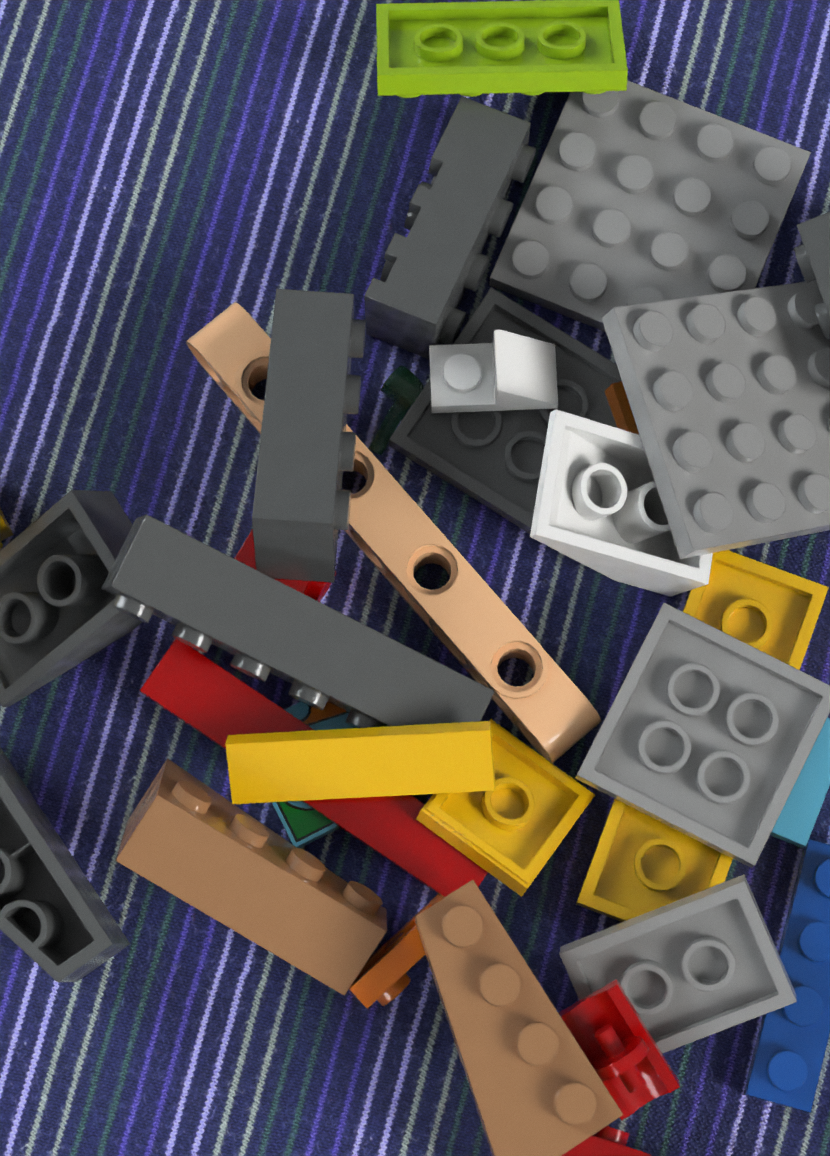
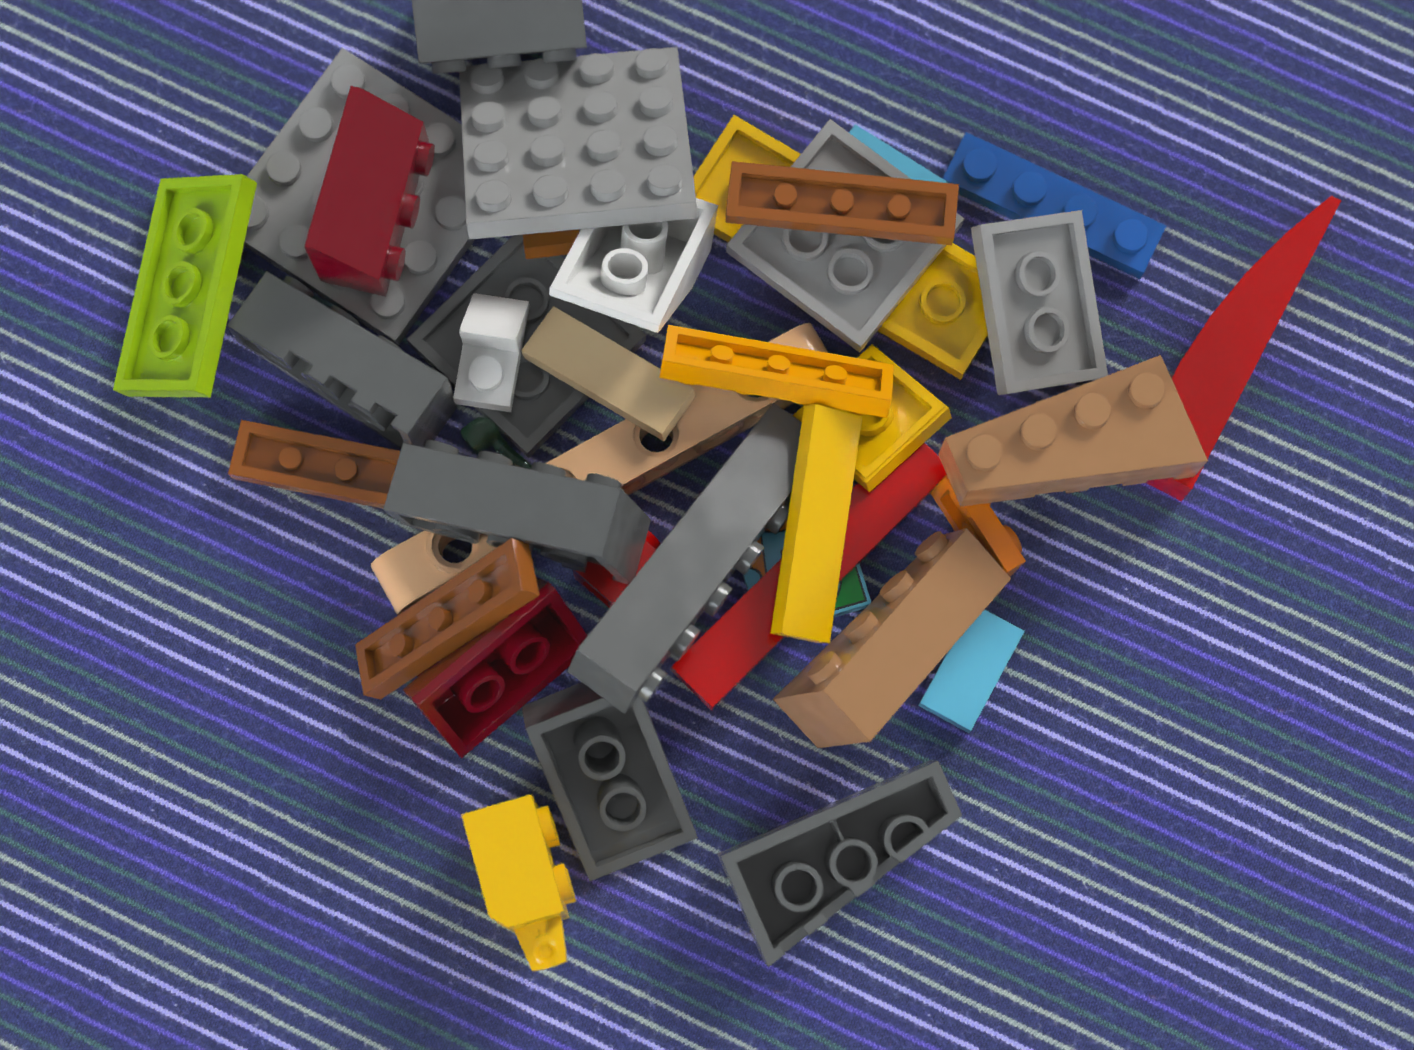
camera: 80 degrees left, 0 degrees up
(141, 450) = (498, 670): none -> dark red slope
(177, 385) = (447, 619): none -> dark orange plate
(240, 974) = (971, 671): none -> medium azure tile
(337, 221) = (313, 464): none -> dark orange plate
(488, 505) = (608, 373): none -> tan tile
(523, 684) = (777, 371): none -> light orange plate
(620, 1048) = (1093, 354): red hips -> none
(634, 203) = (368, 195): none -> dark red slope
(736, 719) = (842, 203): none -> dark orange plate

